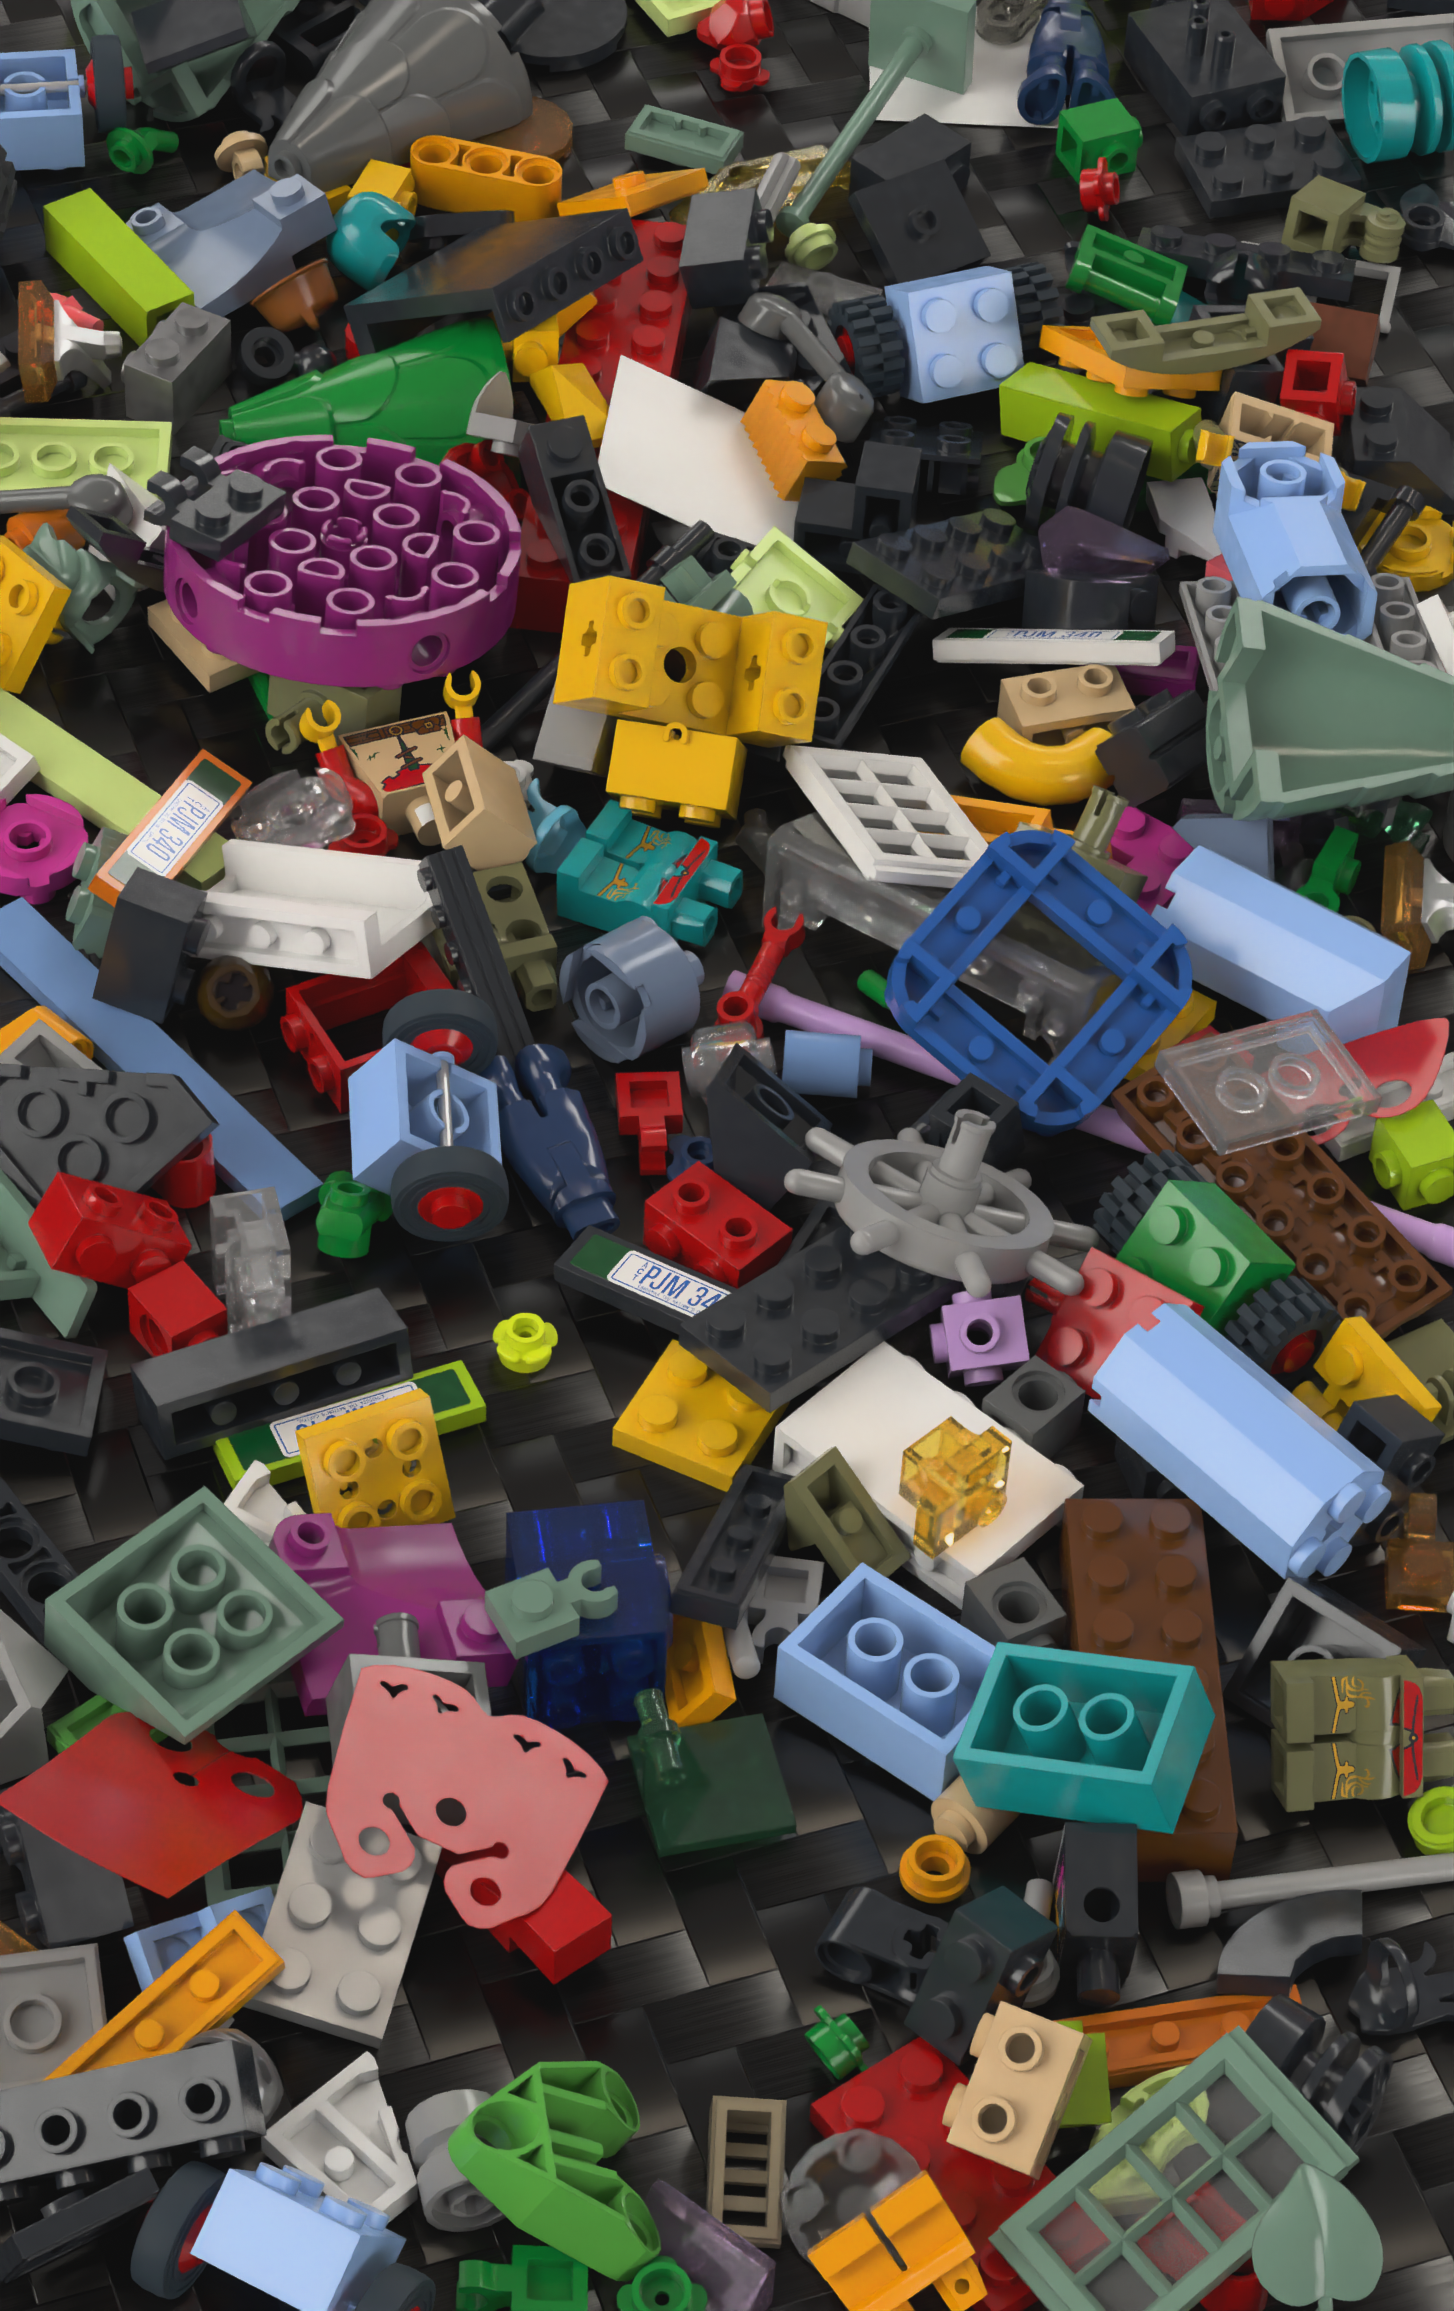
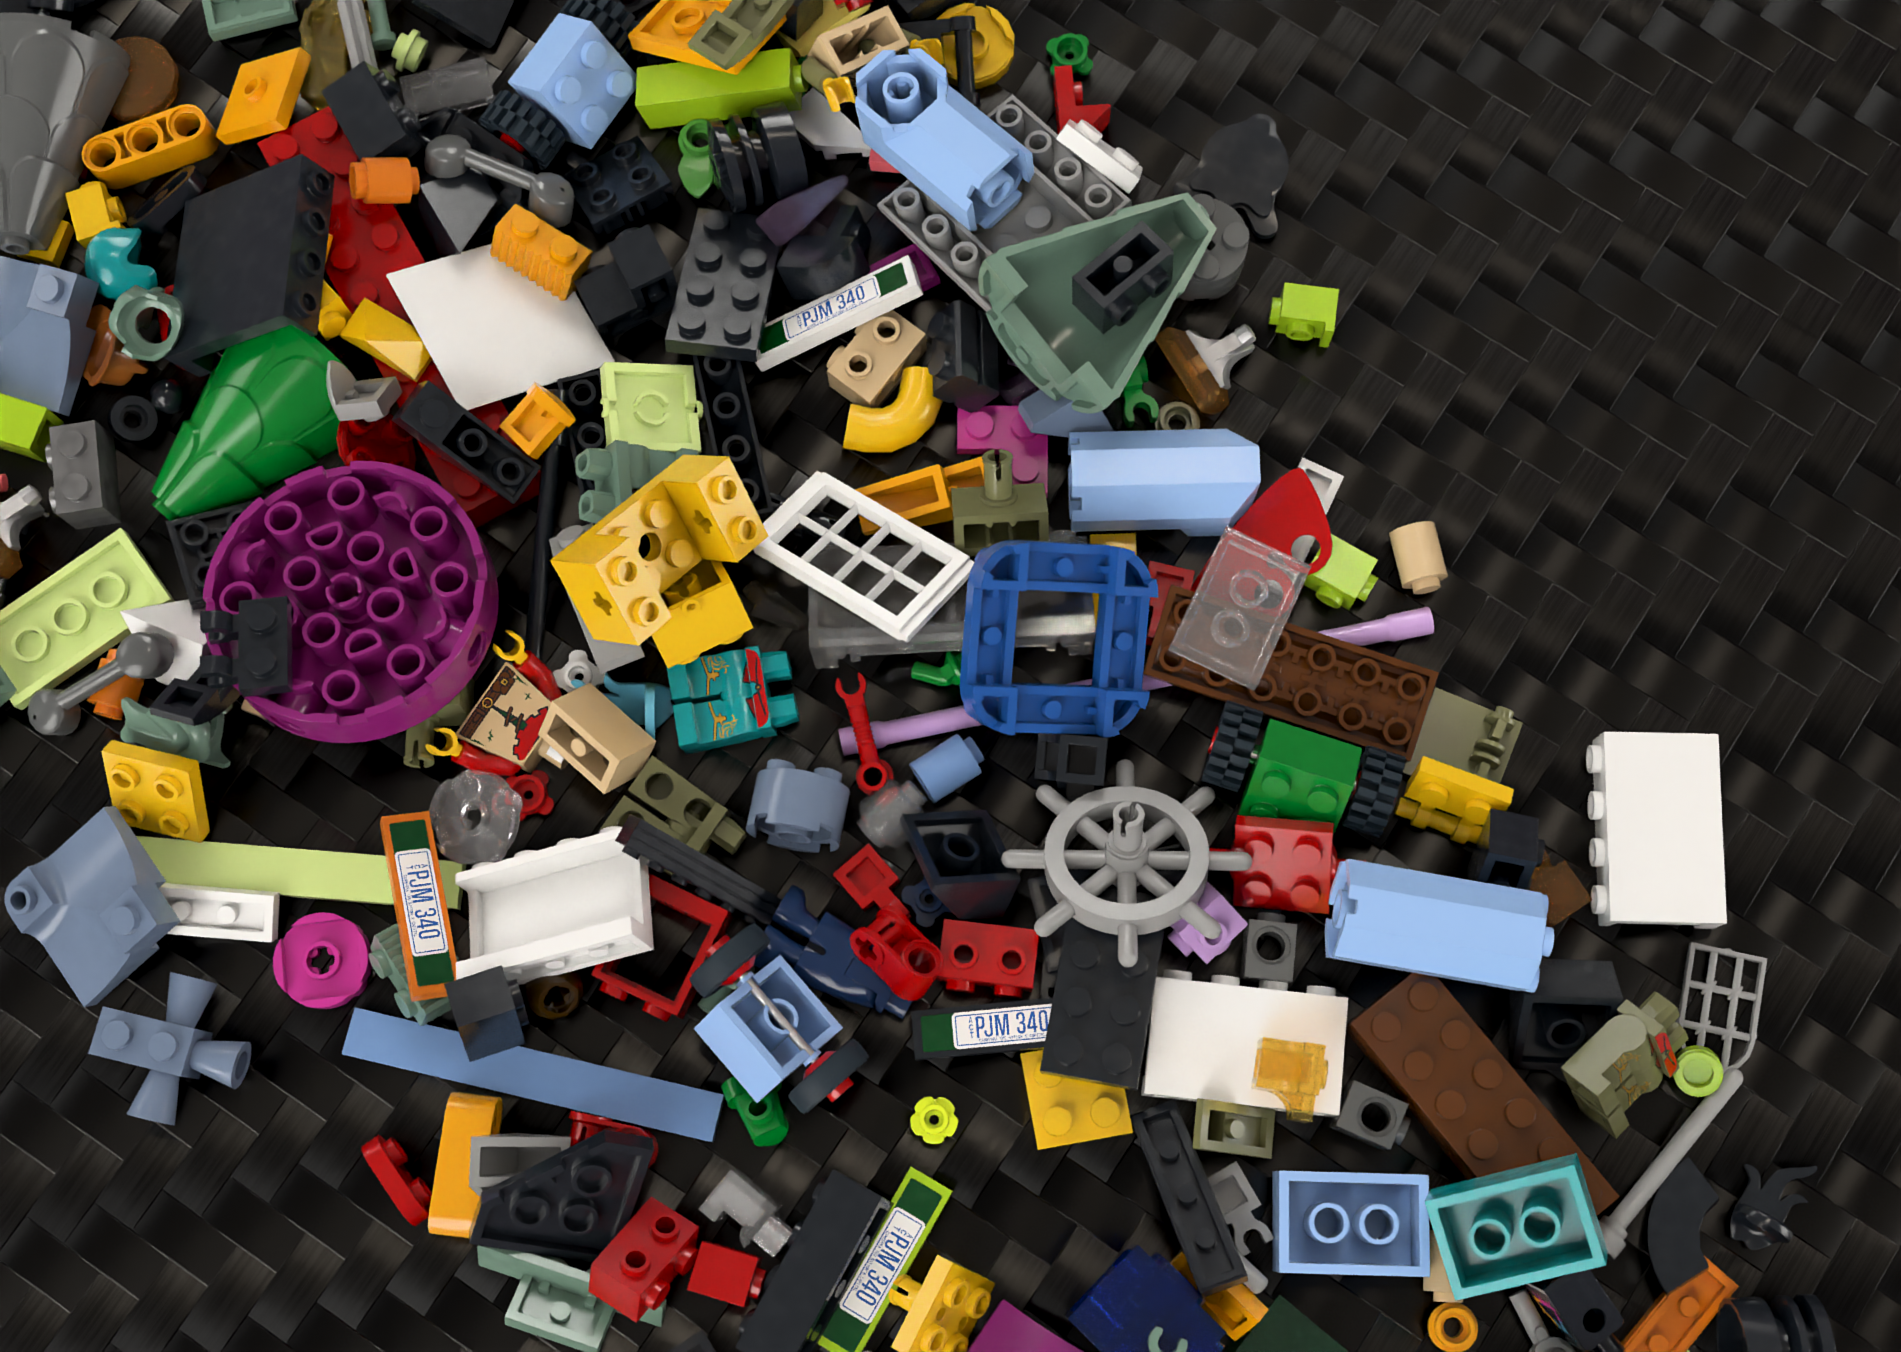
camera: 30 degrees left, 30 degrees up
(354, 260) = (135, 310): none -> sand green hair
(619, 1157) = (897, 953): none -> red piece
(663, 529) = (537, 420): none -> light orange tile
(688, 287) = (383, 180): none -> orange brick
(1380, 728) = (1123, 278): none -> black brick

